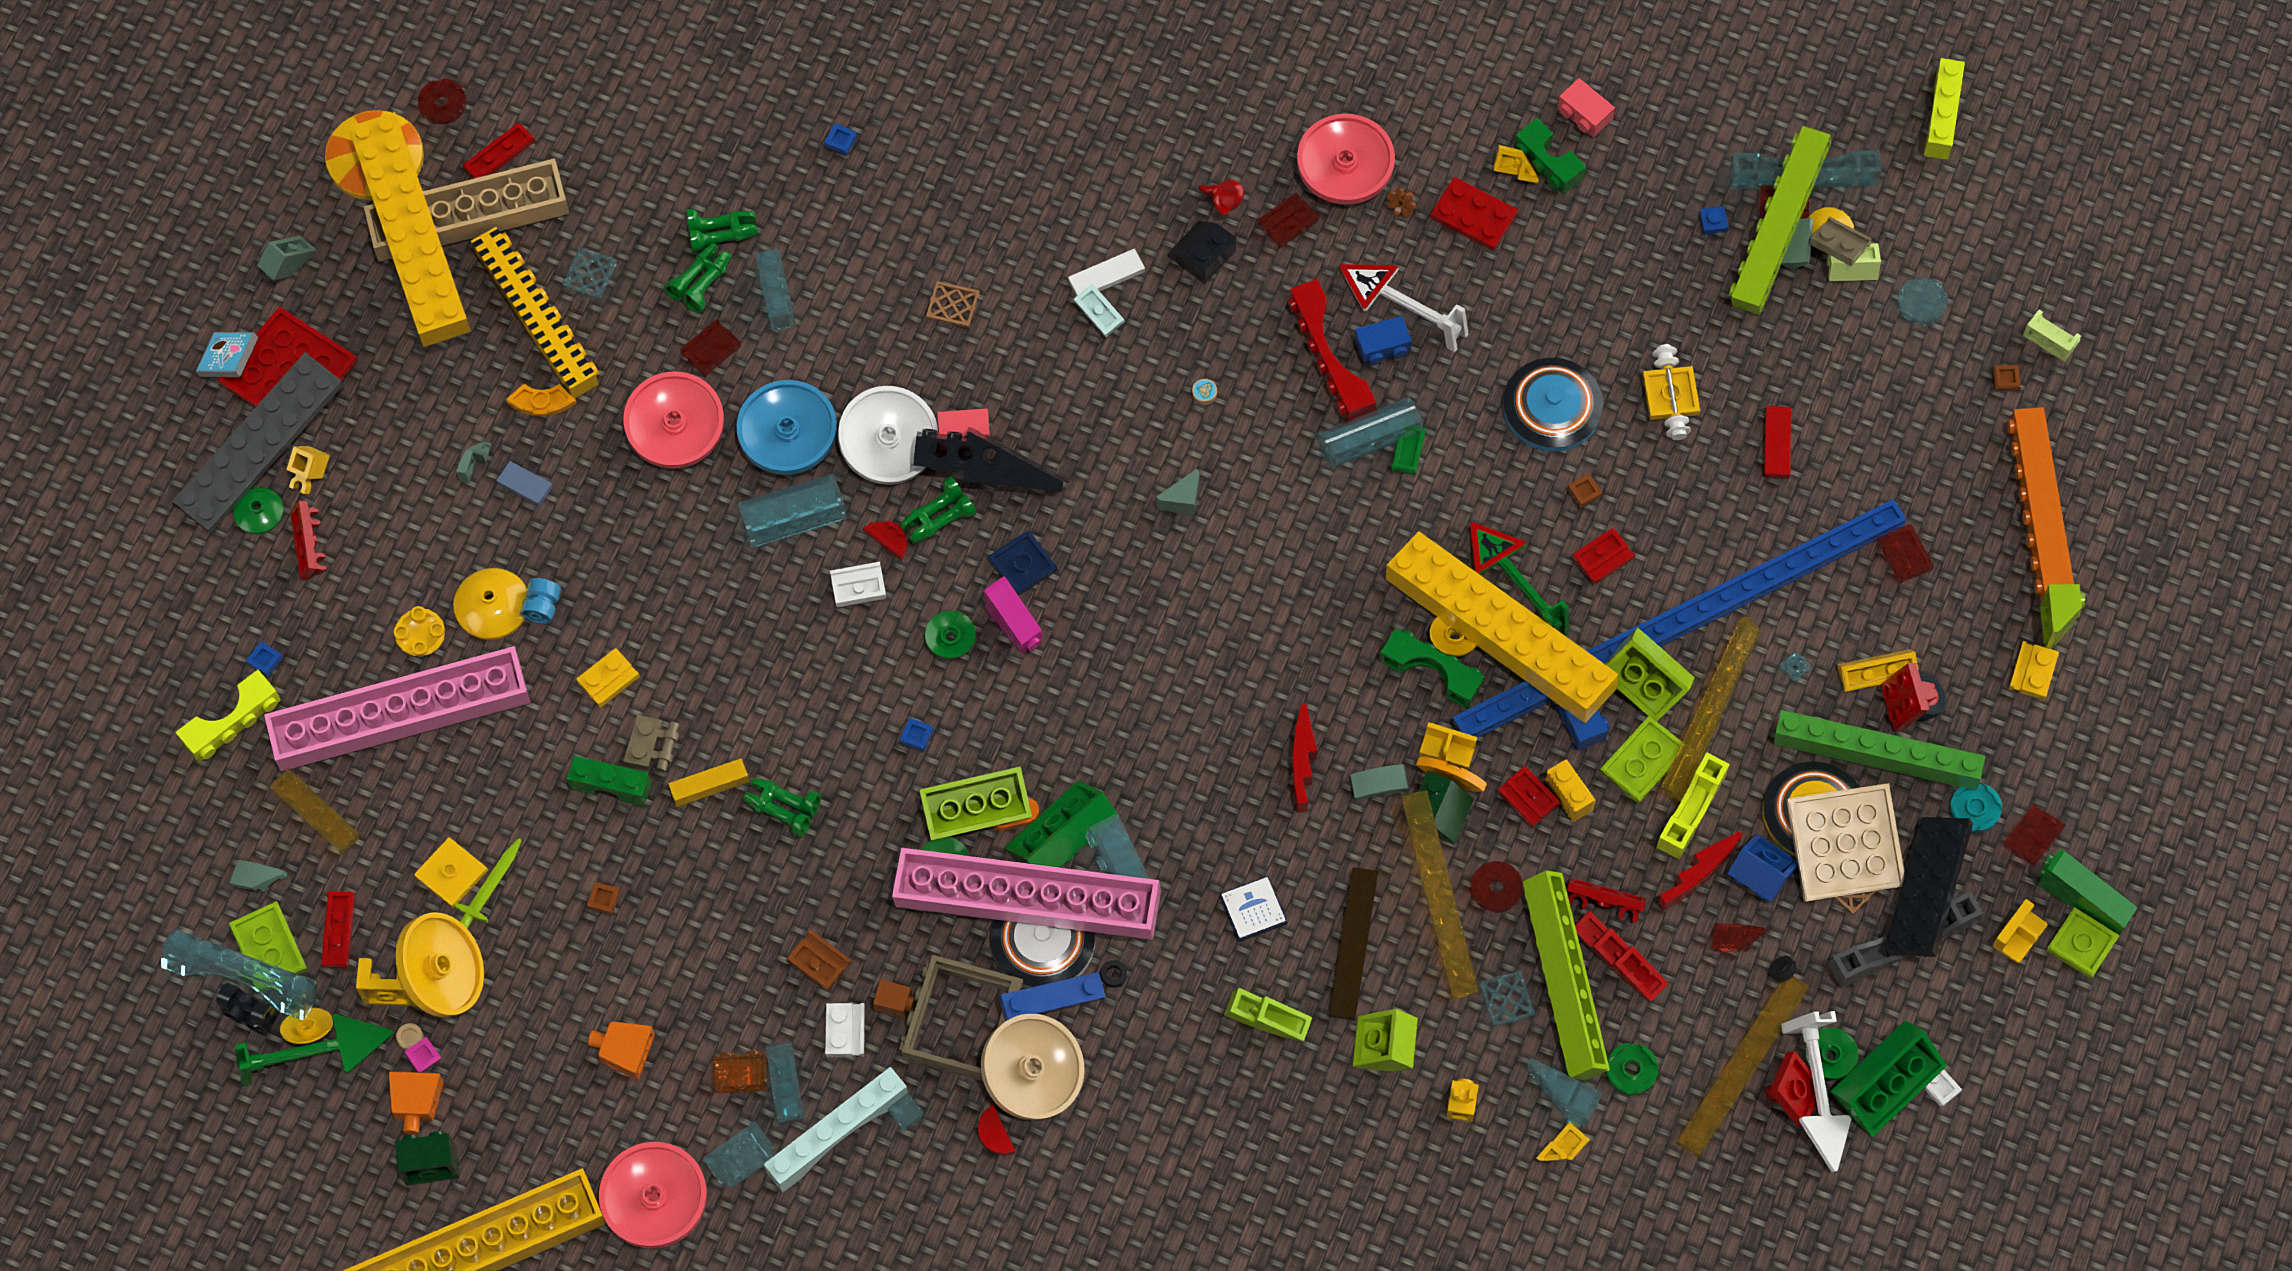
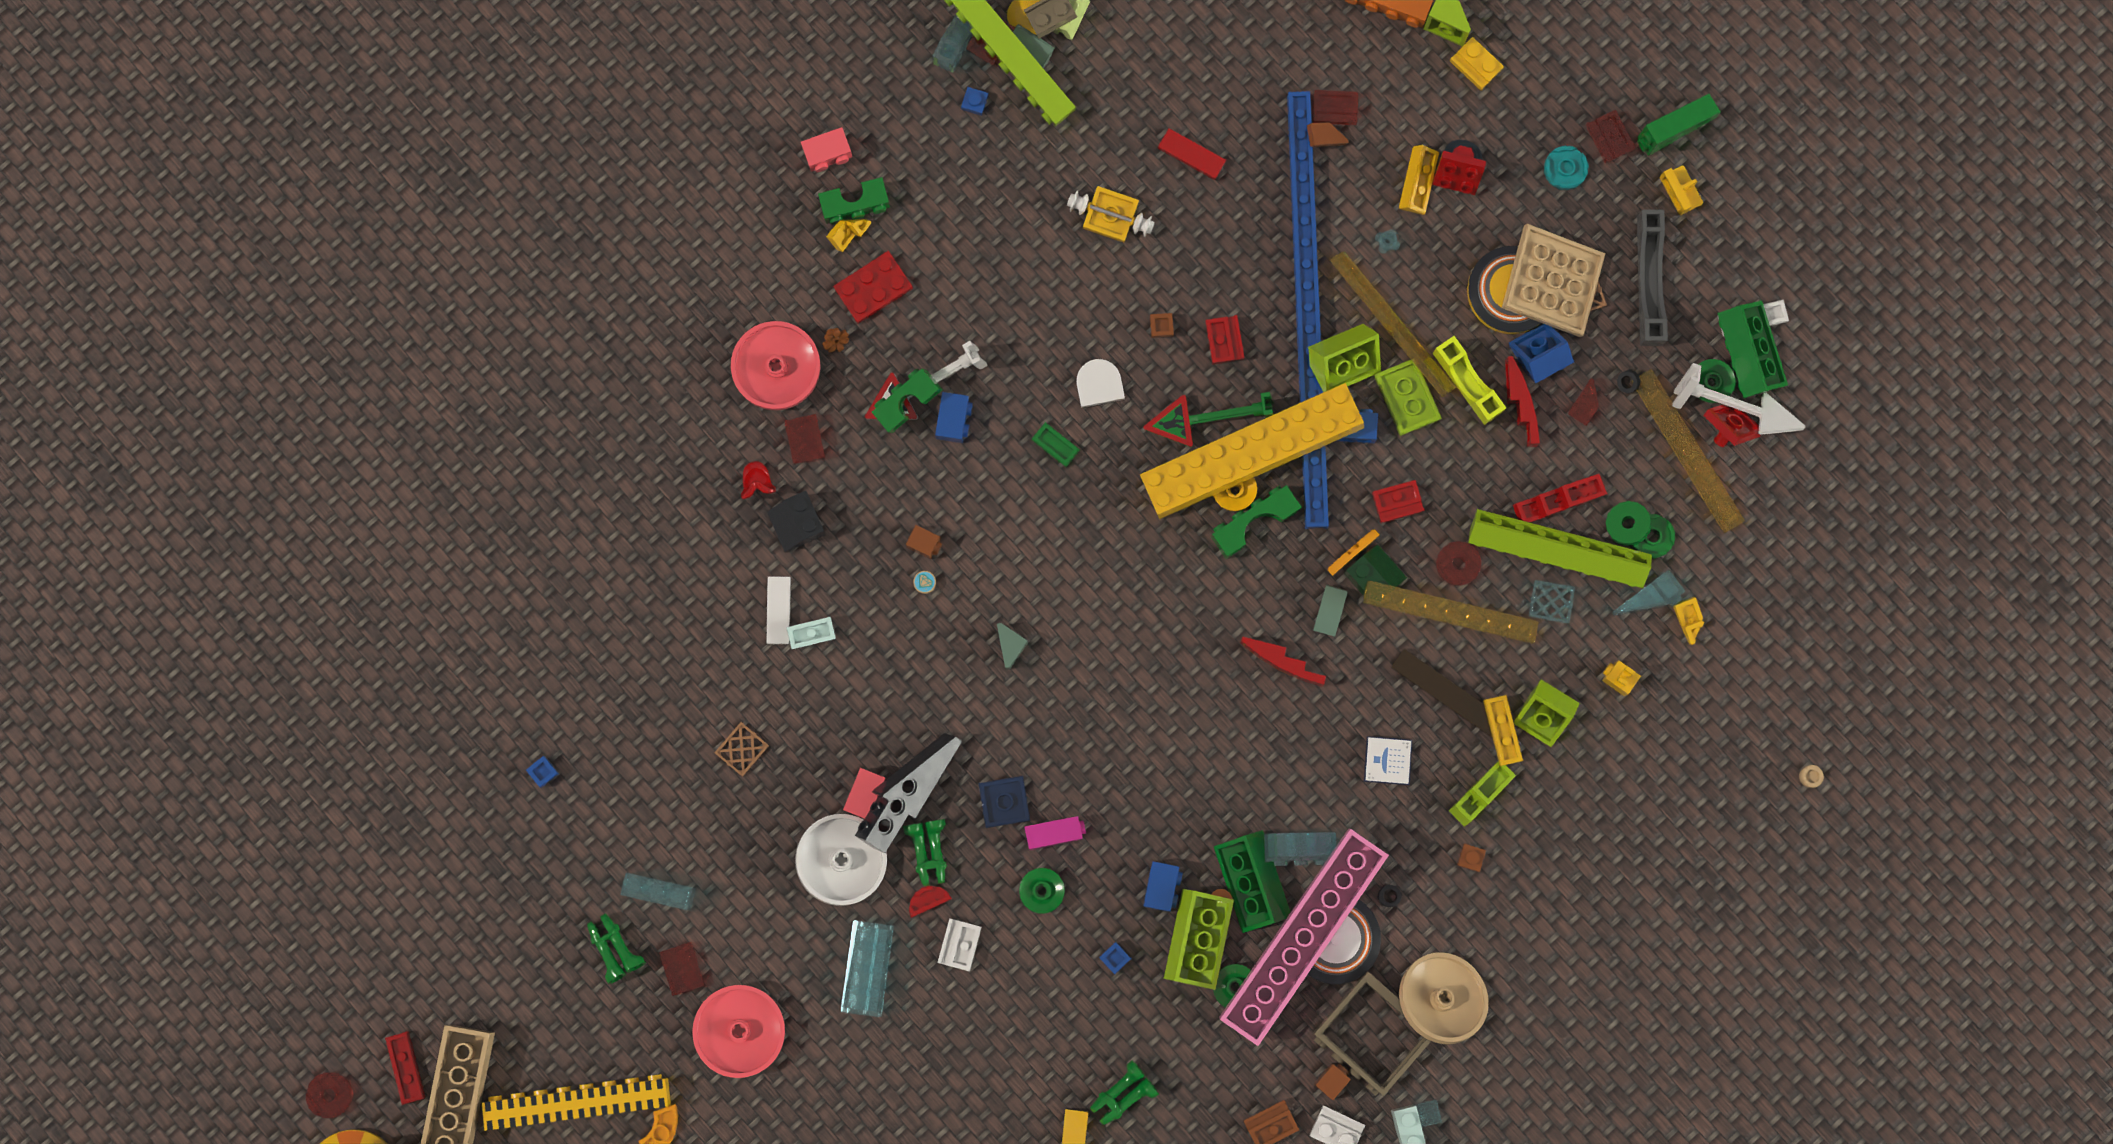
camera: 65 degrees left, 15 degrees up
(597, 256) = (572, 1052): clear light blue window -> none
(739, 222) = (573, 897): green piece -> none
(786, 427) = (792, 940): dark azure dish -> none
(993, 1134) = (1477, 1052): red tile -> none
(1011, 745) = (1162, 886): none -> blue brick
(1052, 996) = (1391, 955): blue plate -> none
(1194, 1037) = (1471, 857): none -> dark orange plate
(1243, 370) = (924, 542): none -> dark orange brick
(1343, 1005) = (1503, 730): none -> yellow tile
(1350, 391) = (988, 465): red arch -> none
(1357, 279) = (890, 410): none -> green arch
(1370, 432) = (1026, 467): clear light blue brick -> none
(1448, 745) = (1327, 543): yellow panel -> none
(1492, 460) = (1099, 383): none -> white tile
(1552, 404) = (1073, 311): dish -> none
(1570, 790) = (1410, 467): yellow brick -> none
(1606, 897) = (1508, 484): red plate -> none
(1635, 1023) = (1624, 511): none -> green tile
(1869, 554) = (1325, 135): none -> dark orange tile
(1879, 750) = (1491, 215): bright green brick -> none
(1928, 886) = (1620, 238): black plate -> none
(2082, 943) = (1710, 148): lime tile -> none

